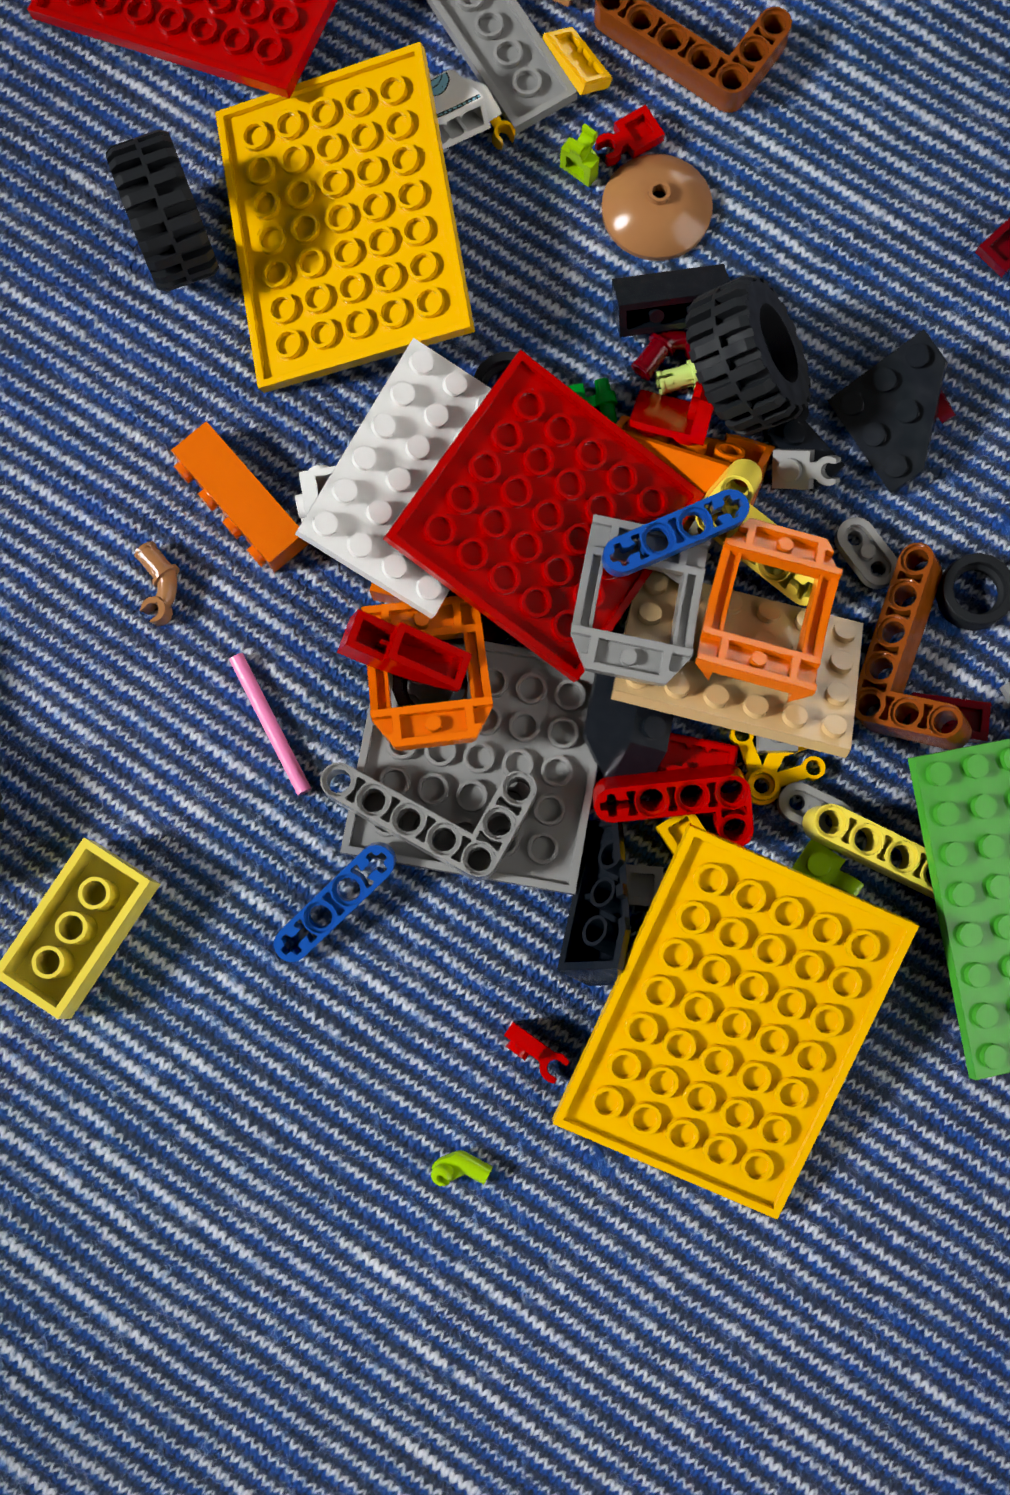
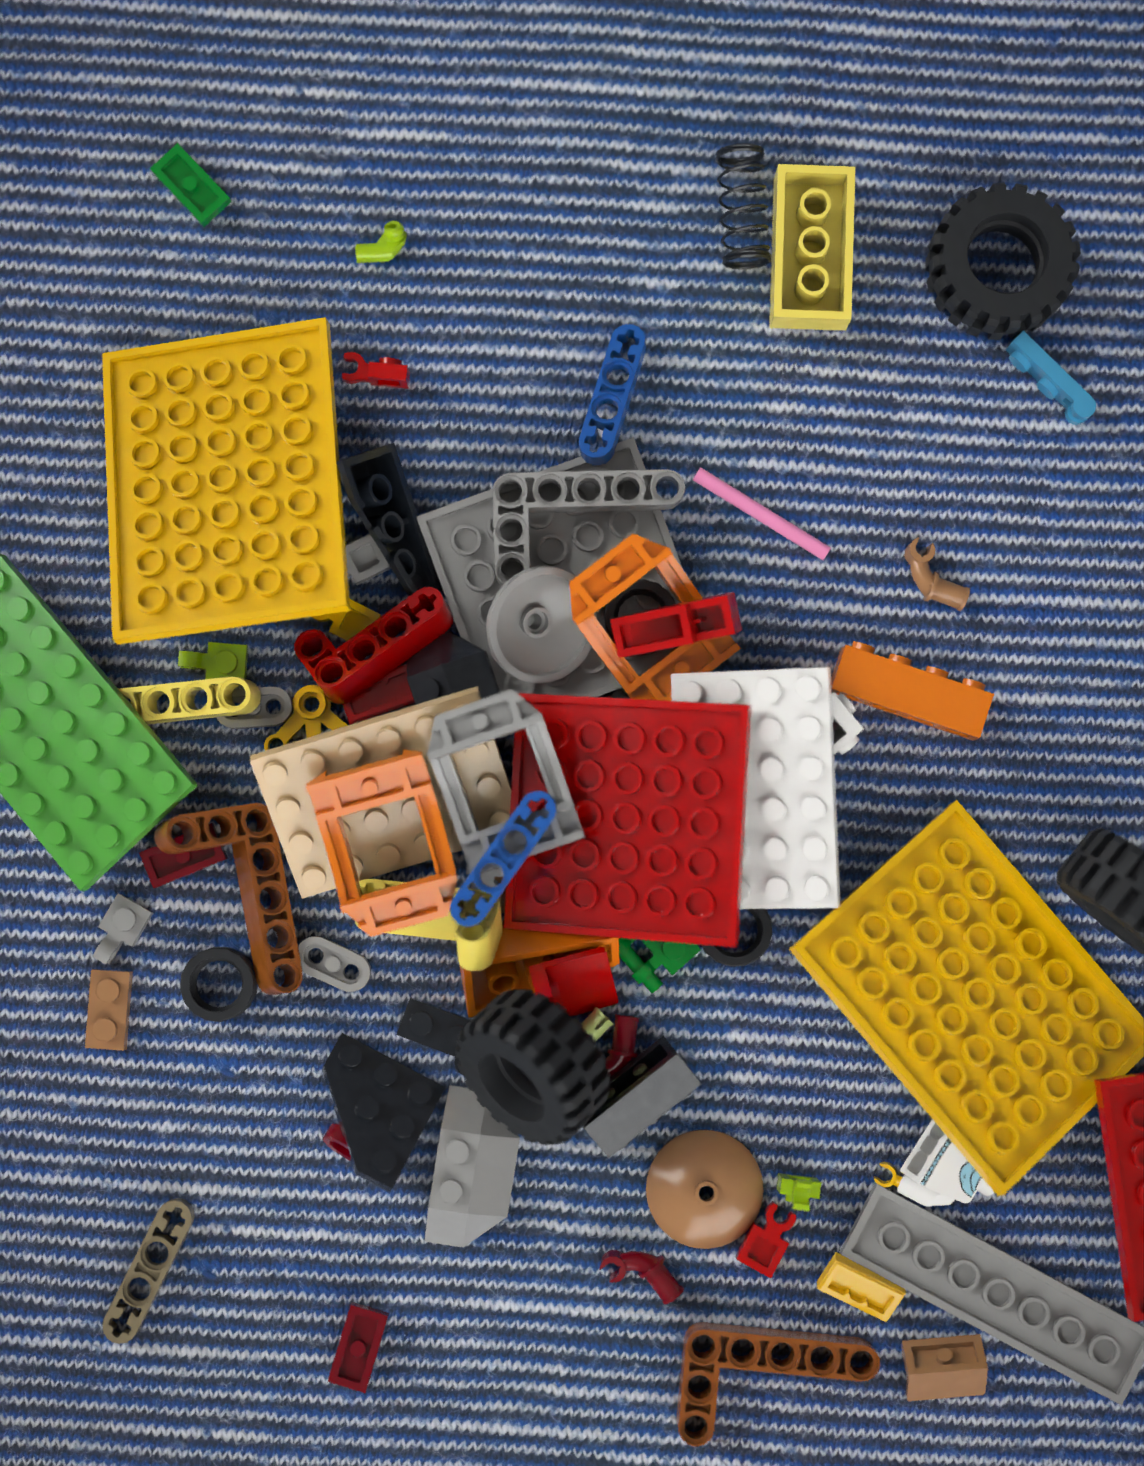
camera: 145 degrees right, 5 degrees up
(89, 1056) = (748, 251): none -> black piece
(523, 710) = (552, 643): none -> light grey dish
(605, 1335) = (190, 185): none -> green plate
(740, 169) = (648, 1267): none -> dark red piece
(798, 469) = (434, 1002): light grey plate -> none
(844, 321) = (470, 1172): none -> light grey wedge

